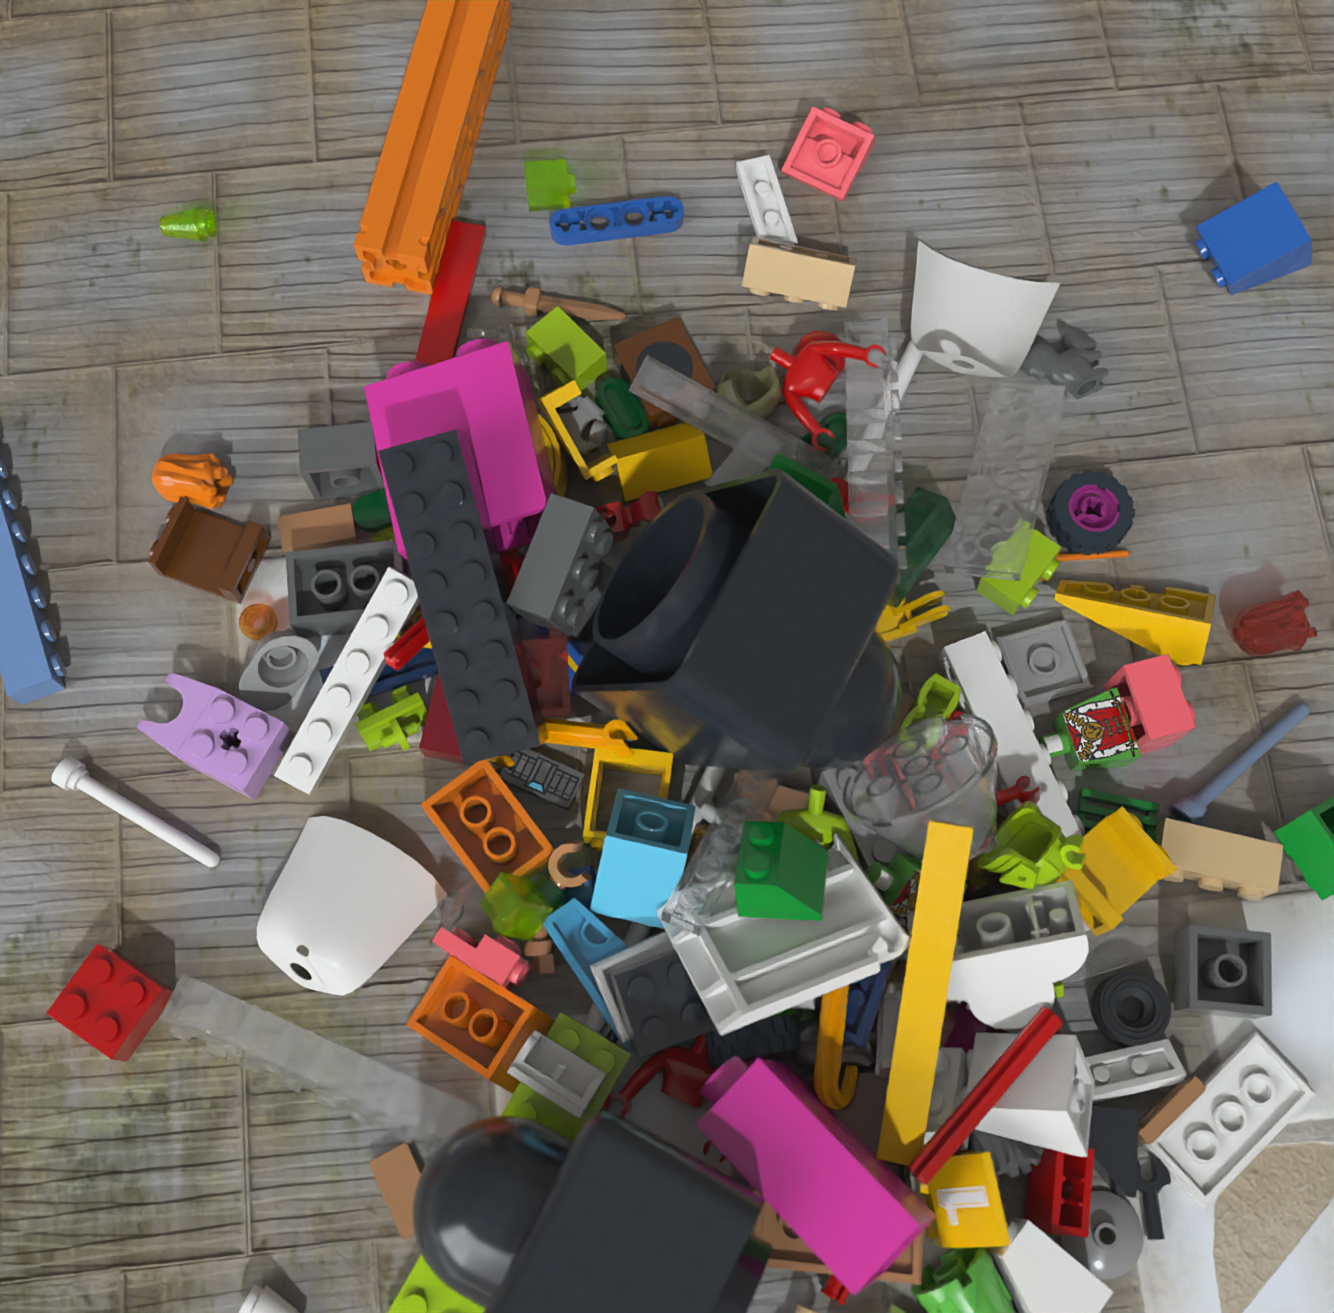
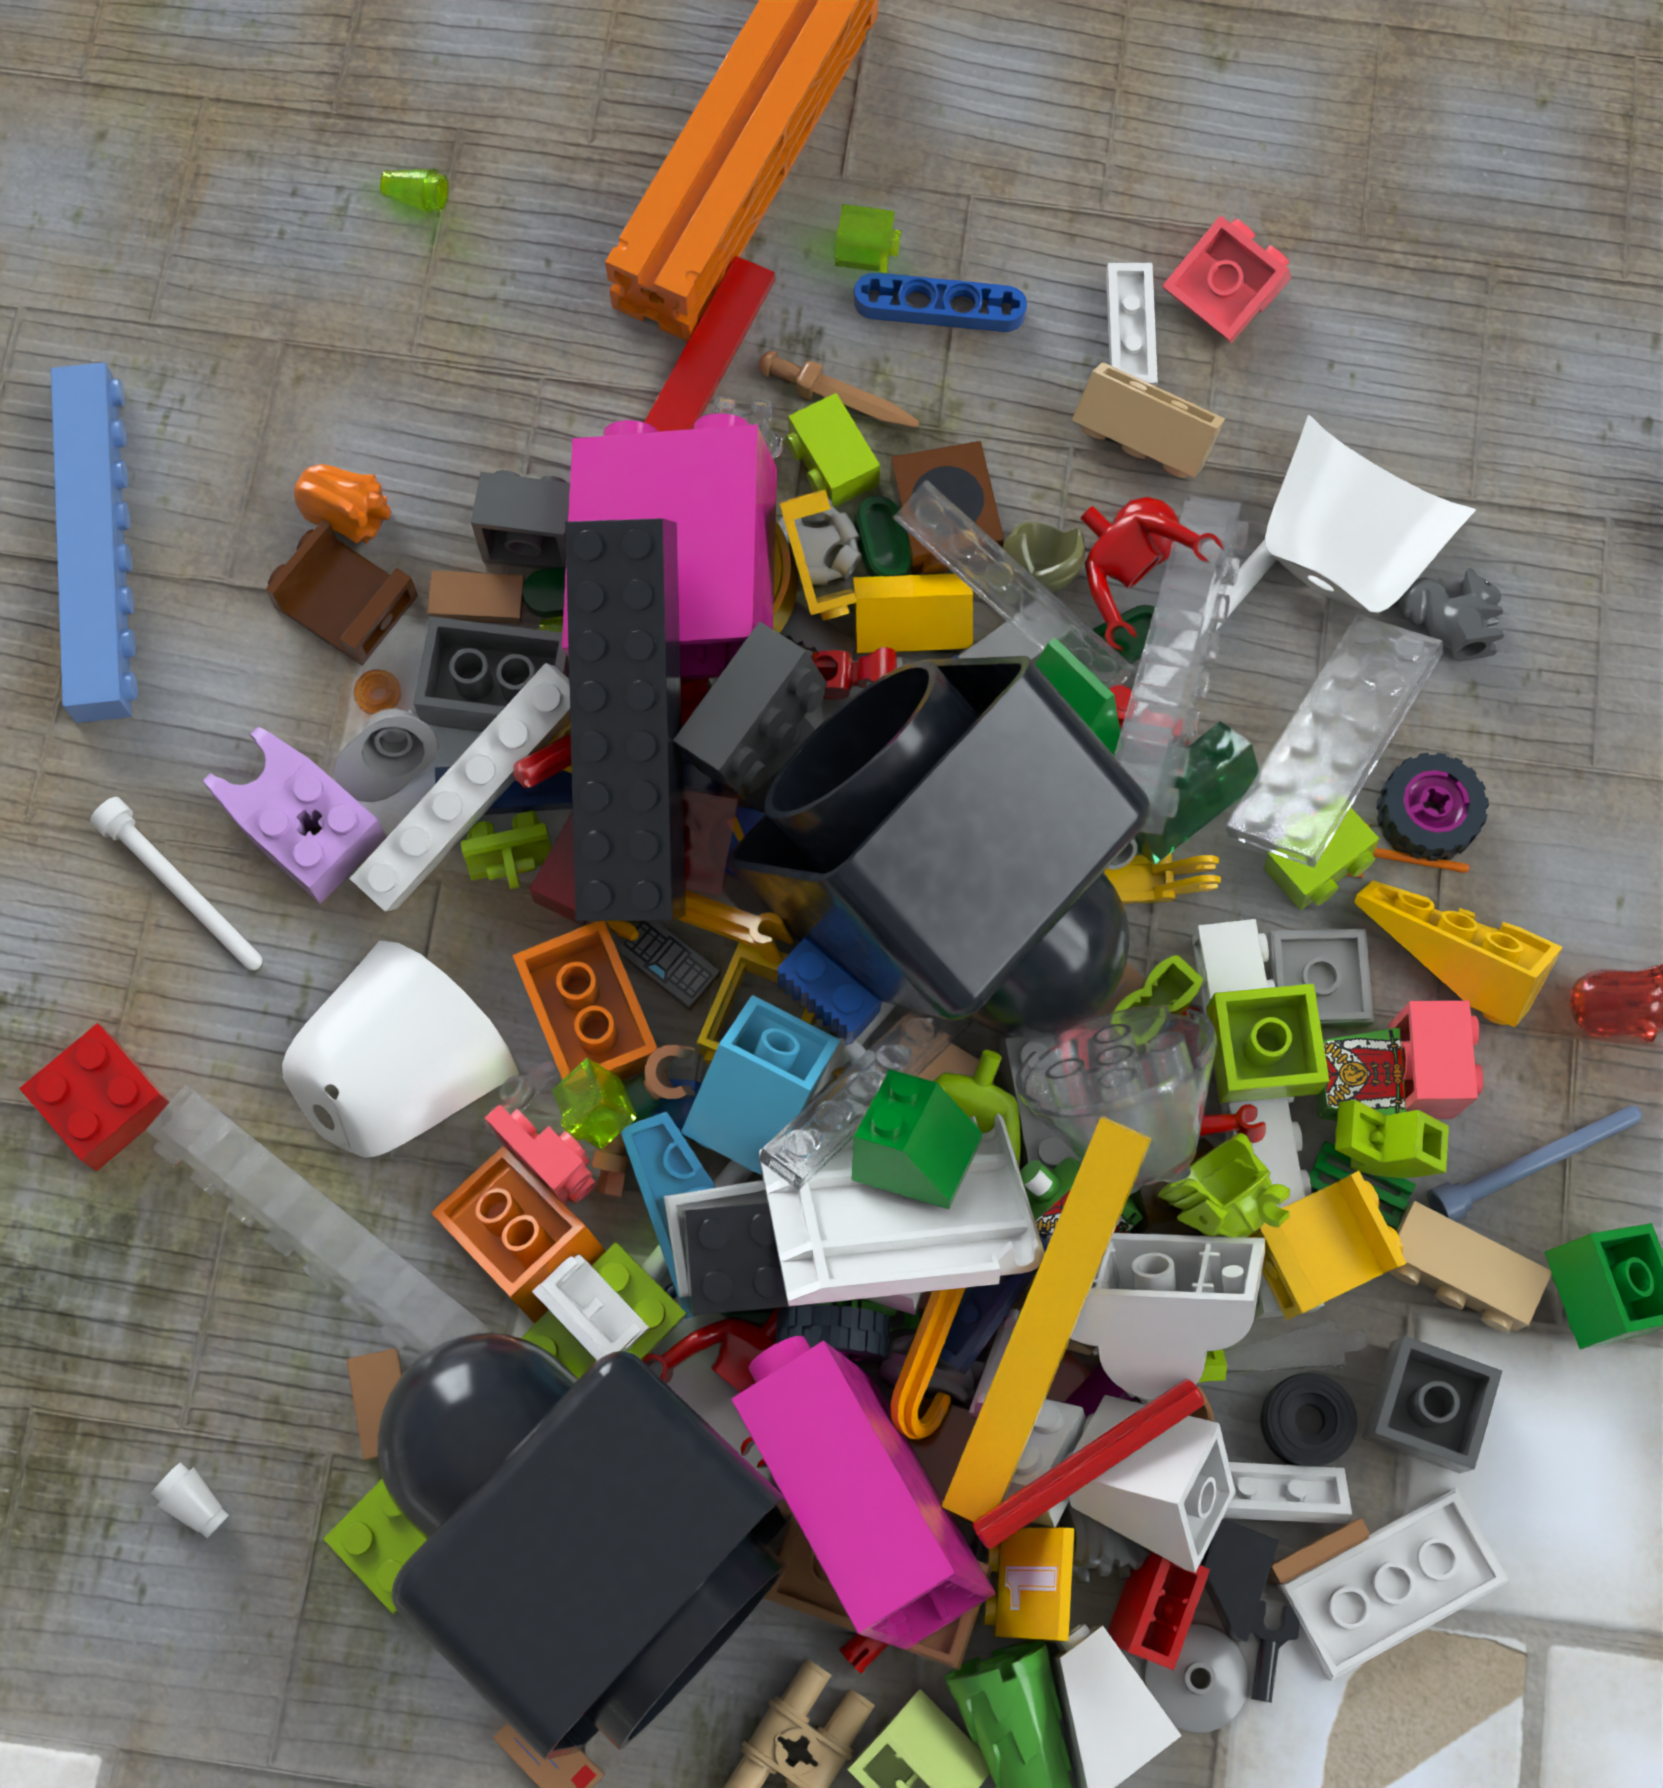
camera: 15 degrees right, 0 degrees up
(676, 769) = (828, 991): none -> blue brick
(1028, 724) = (1268, 1043): none -> lime brick
(1137, 777) = (1393, 1144): none -> lime brick

